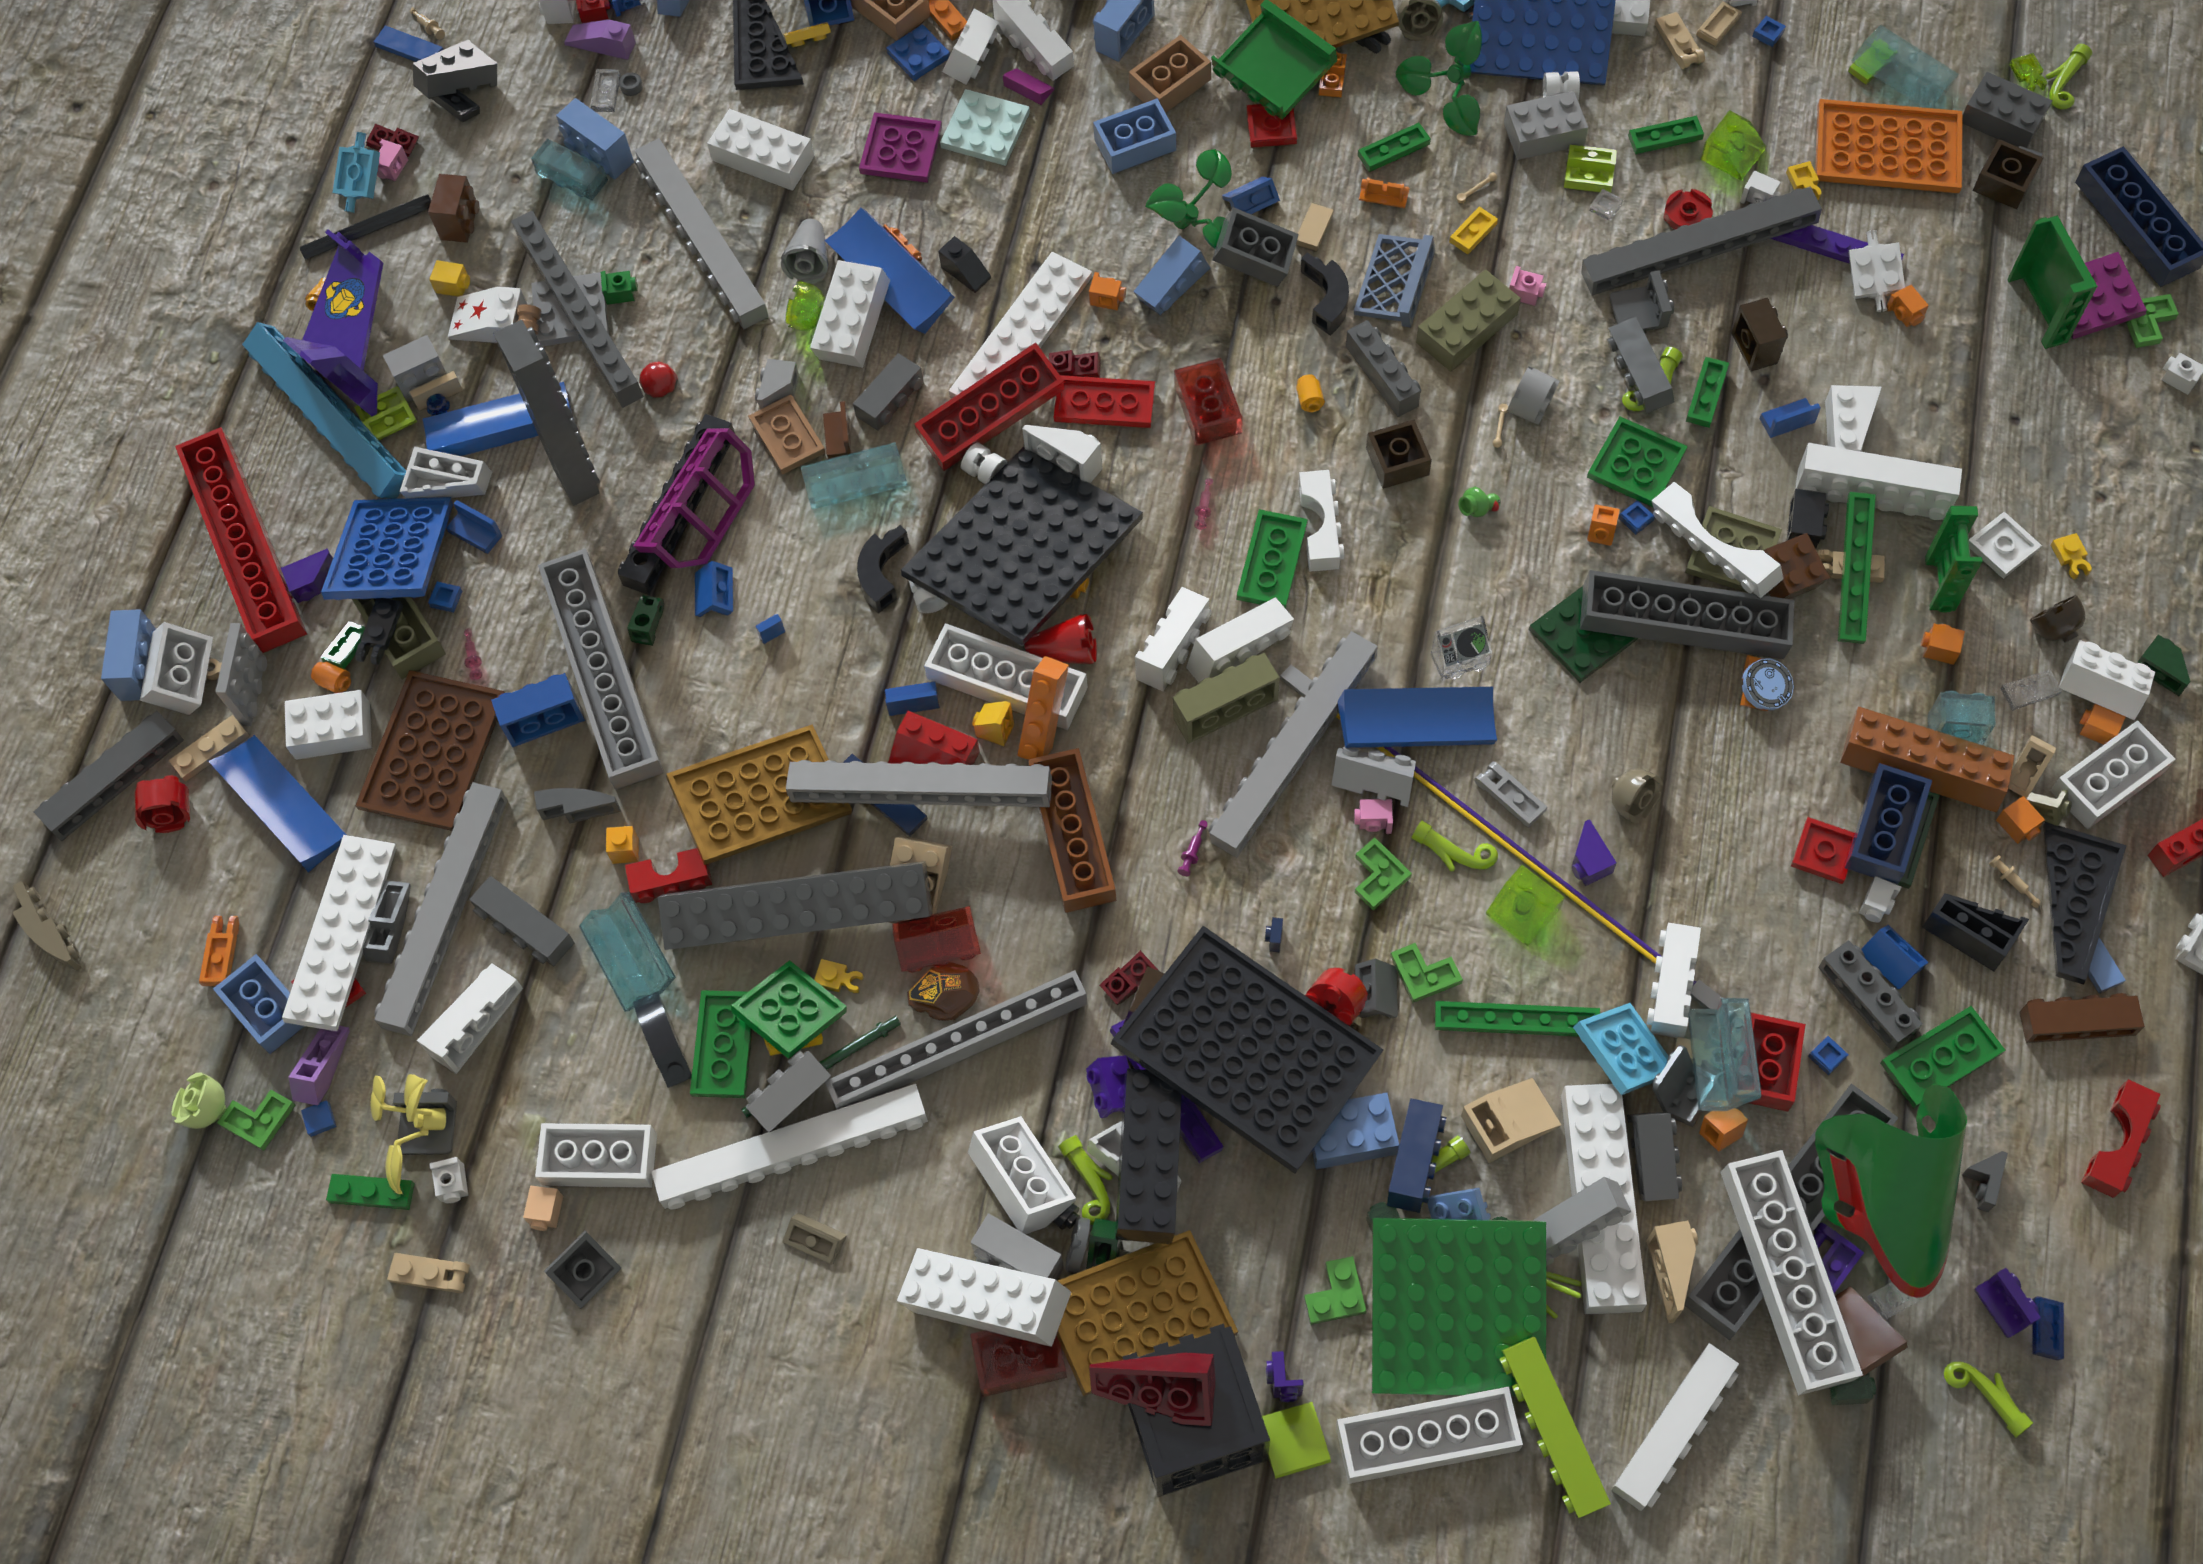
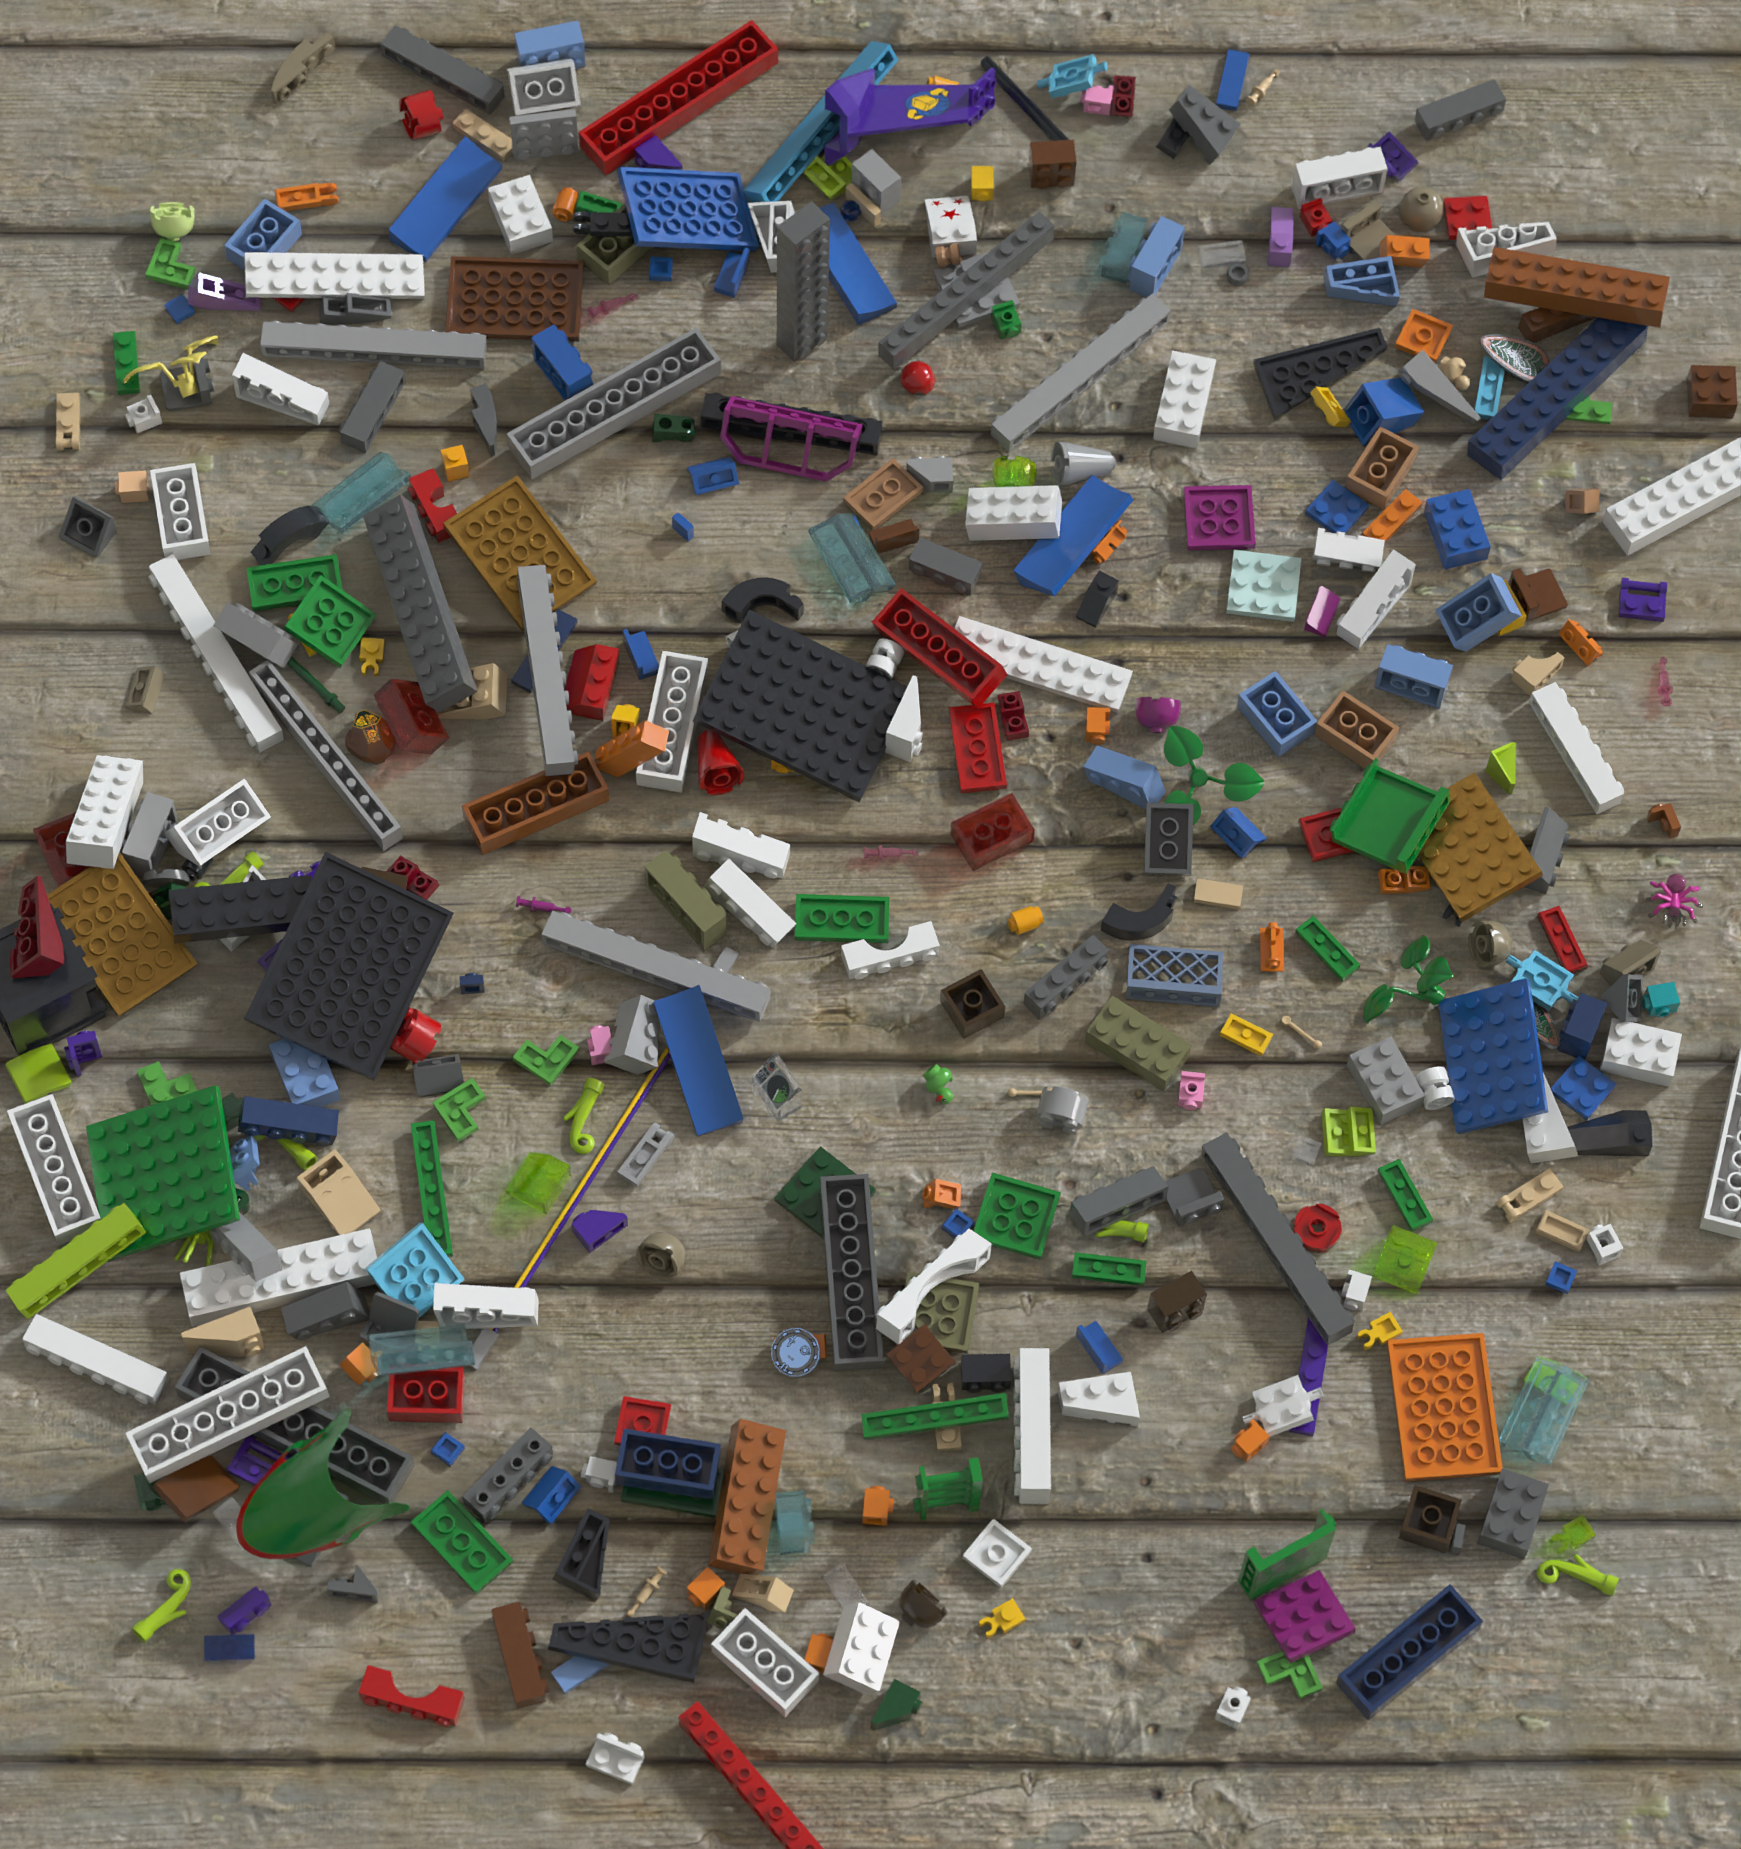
camera: 70 degrees right, 0 degrees up
(1109, 235) = (1157, 713): none -> magenta cylinder

